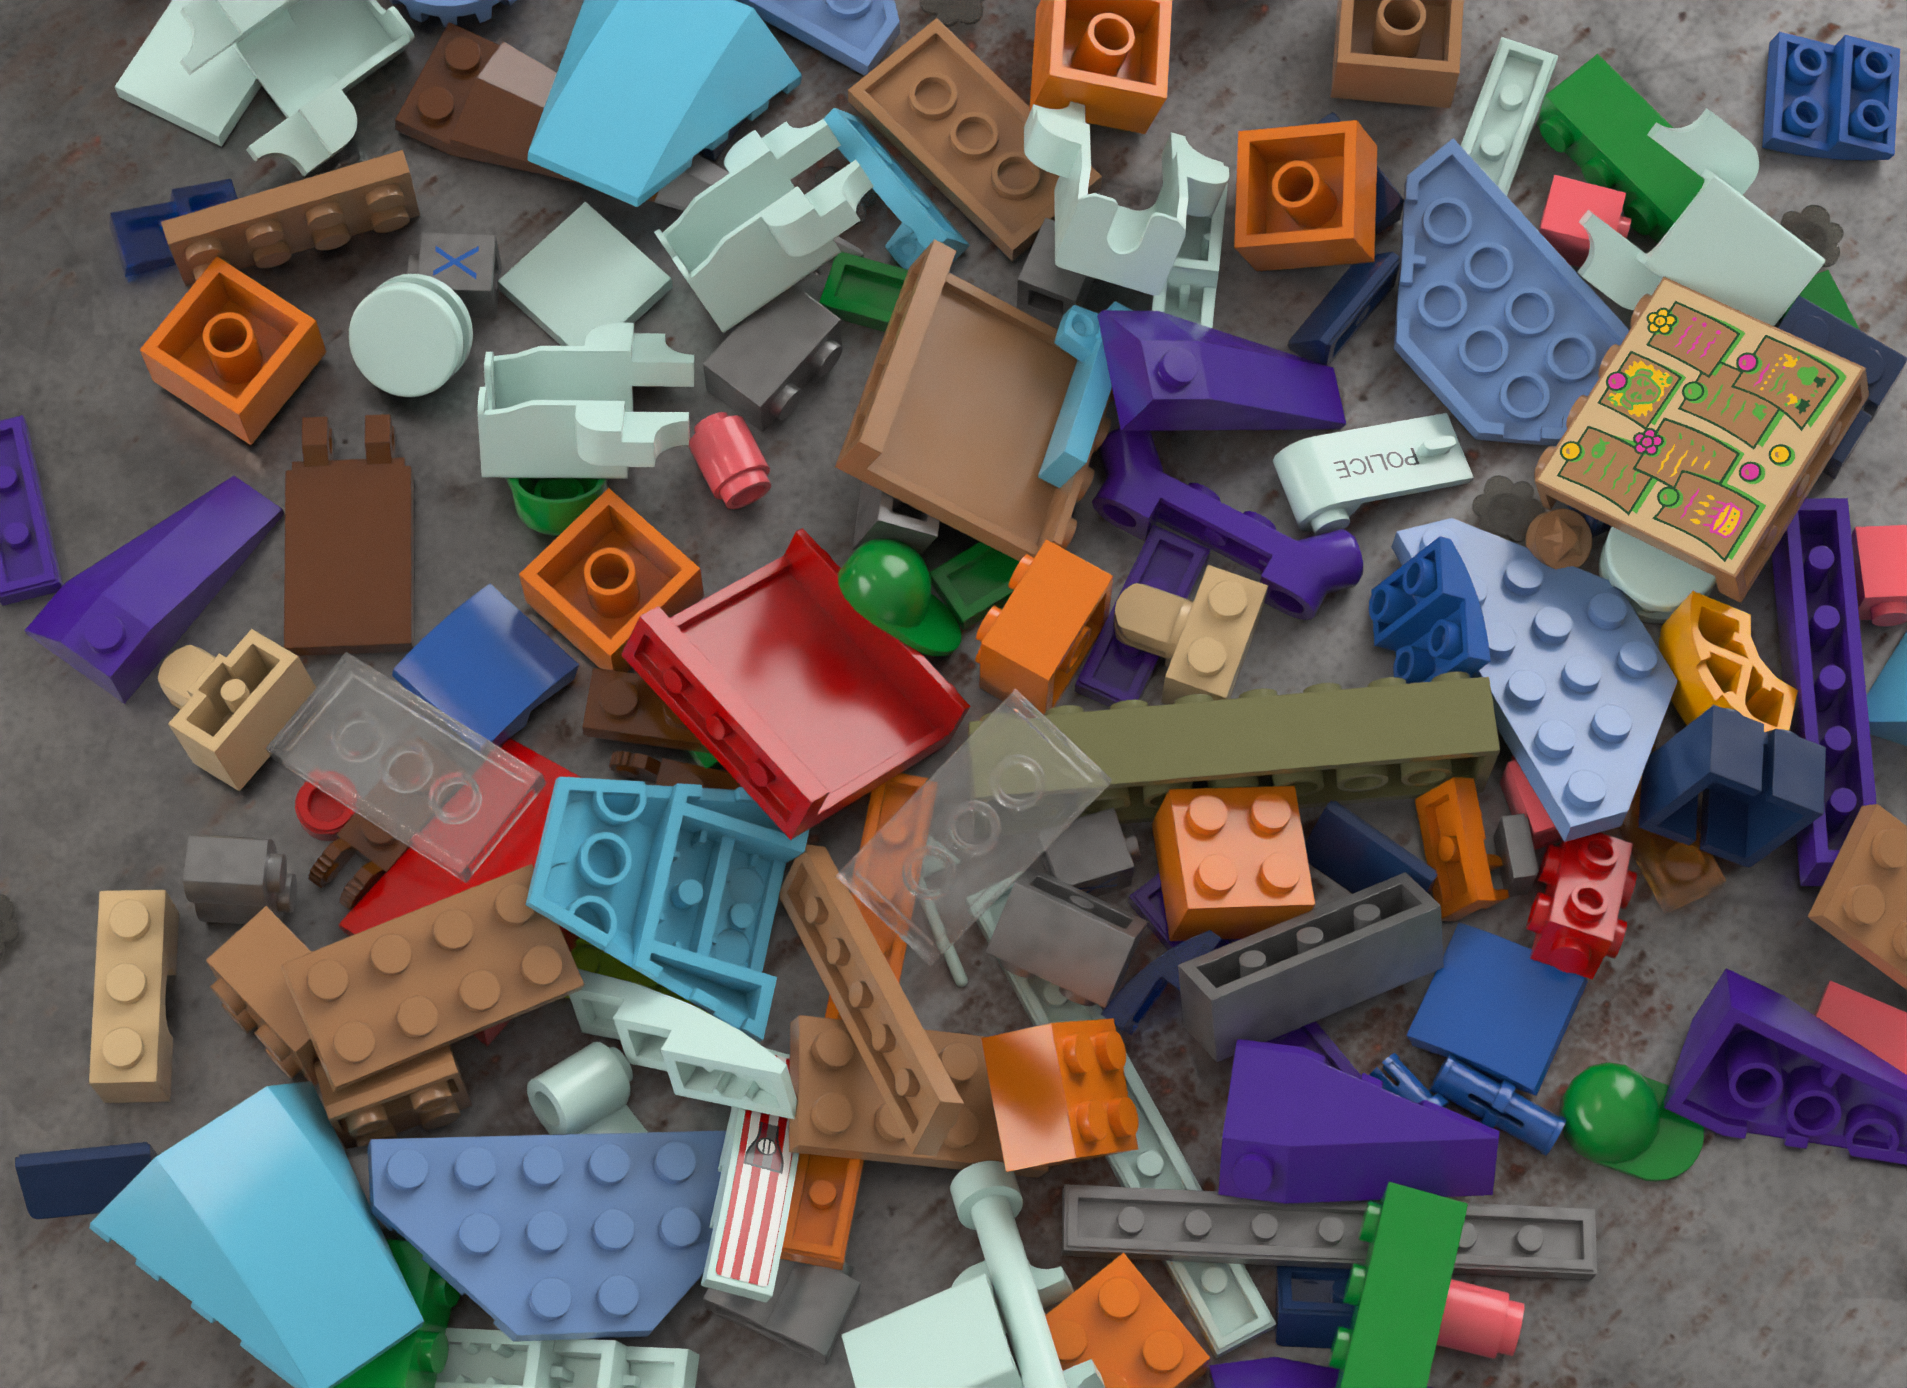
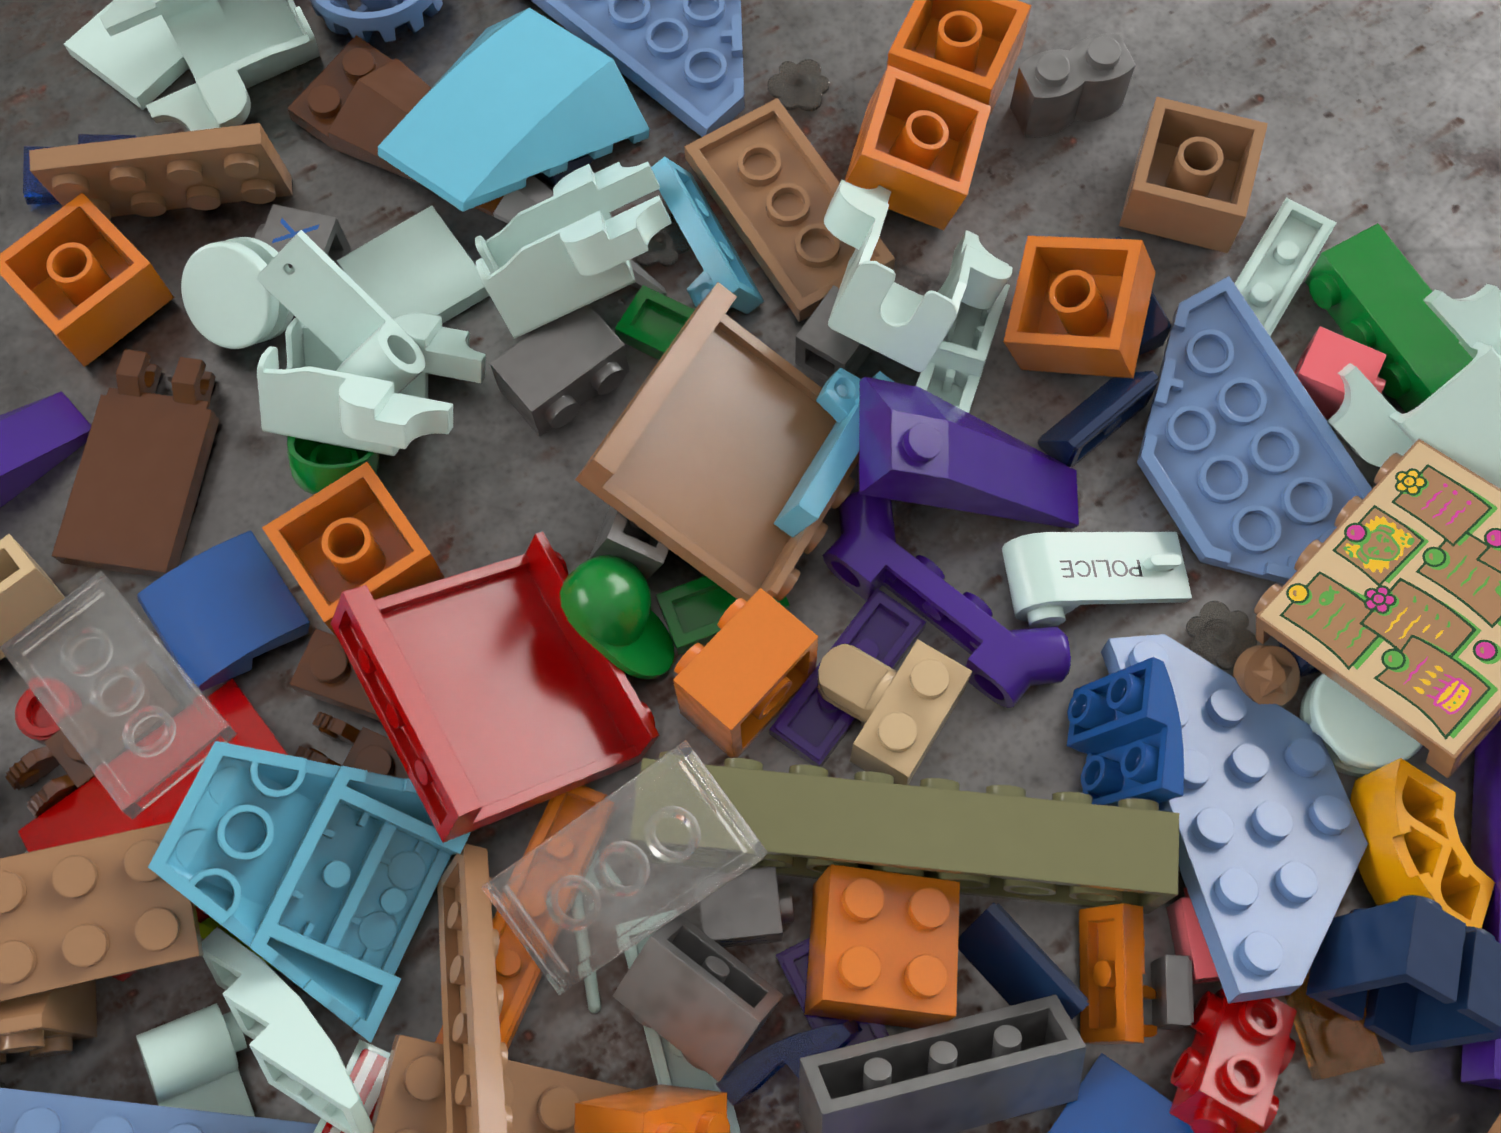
camera: 15 degrees right, 0 degrees up
(540, 340) = (341, 314): none -> light aqua door
(730, 460) = (498, 456): coral brick -> none

